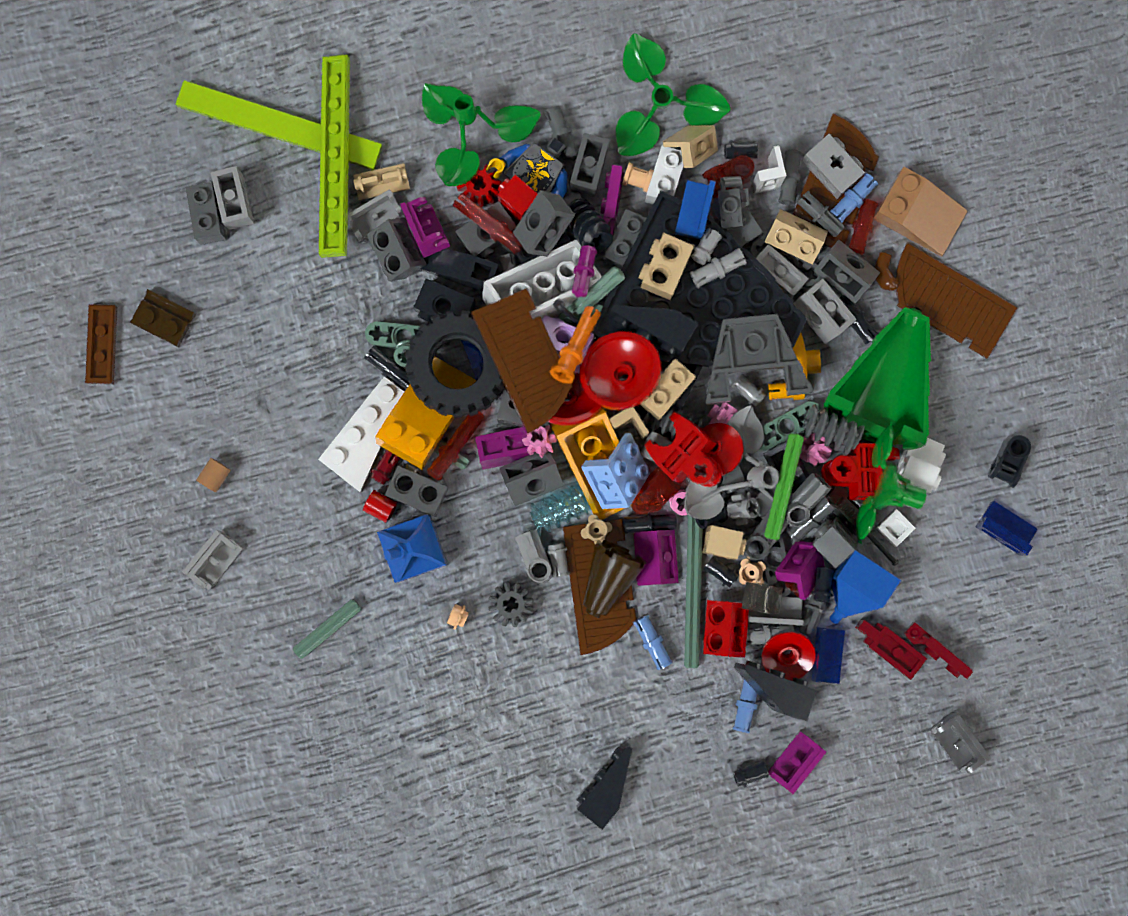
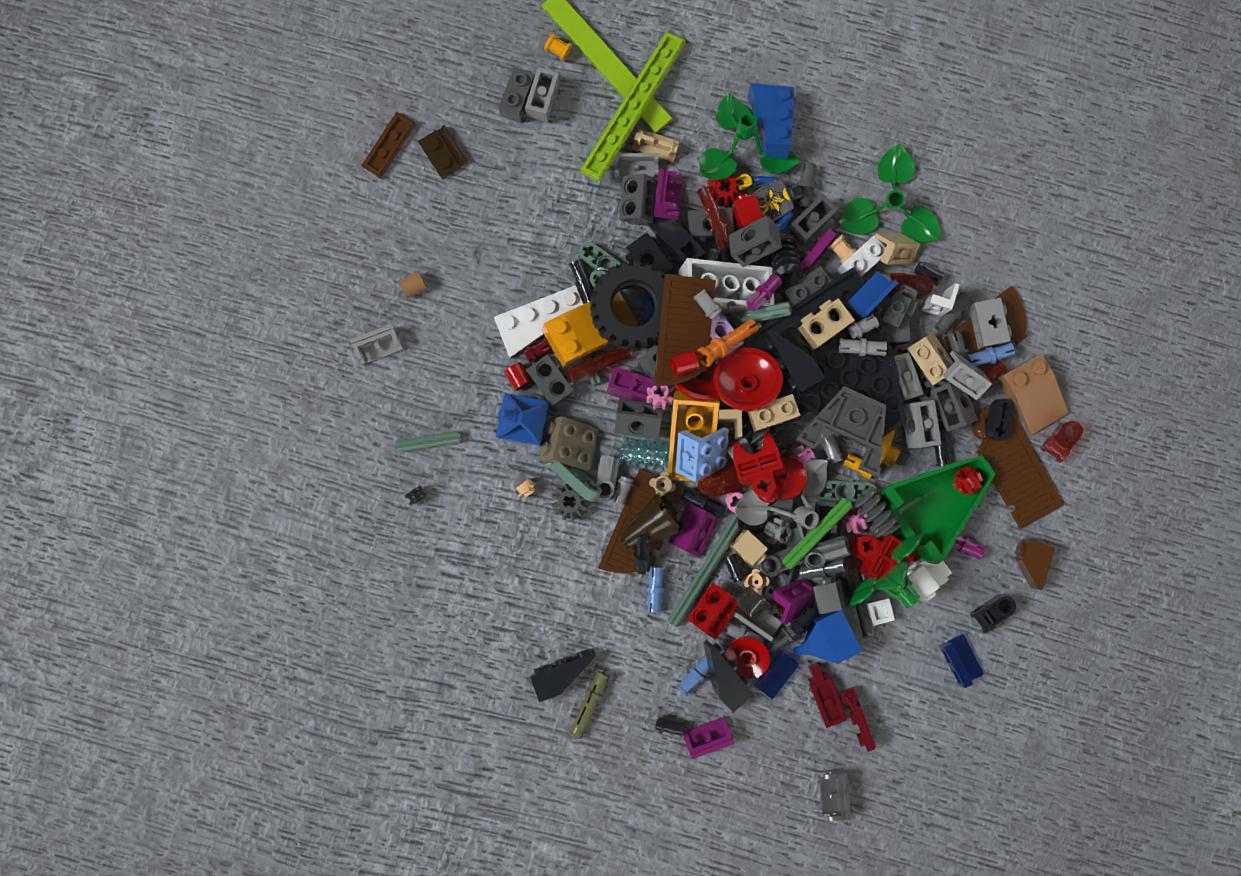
camera: 30 degrees right, 0 degrees up
(218, 139) = (558, 47): none -> light orange bush
(347, 692) = (415, 495): none -> black bush
(474, 544) = (569, 443): none -> dark tan bracket
(487, 82) = (774, 116): none -> blue wedge
(503, 577) = (578, 481): none -> sand green beam
(533, 318) = (707, 304): none -> light grey pin
(545, 393) = (684, 363): none -> red beam
(619, 615) = (642, 555): none -> black axle
(653, 790) = (590, 702): none -> olive pin
(842, 235) = (967, 376): none -> light grey panel
(901, 259) = (999, 419): none -> black beam
(905, 341) = (968, 481): none -> red gear
(944, 408) = (967, 546): none -> magenta axle
(977, 248) = (1059, 443): none -> clear red piece
(1021, 383) = (1034, 561): none -> reddish brown slope

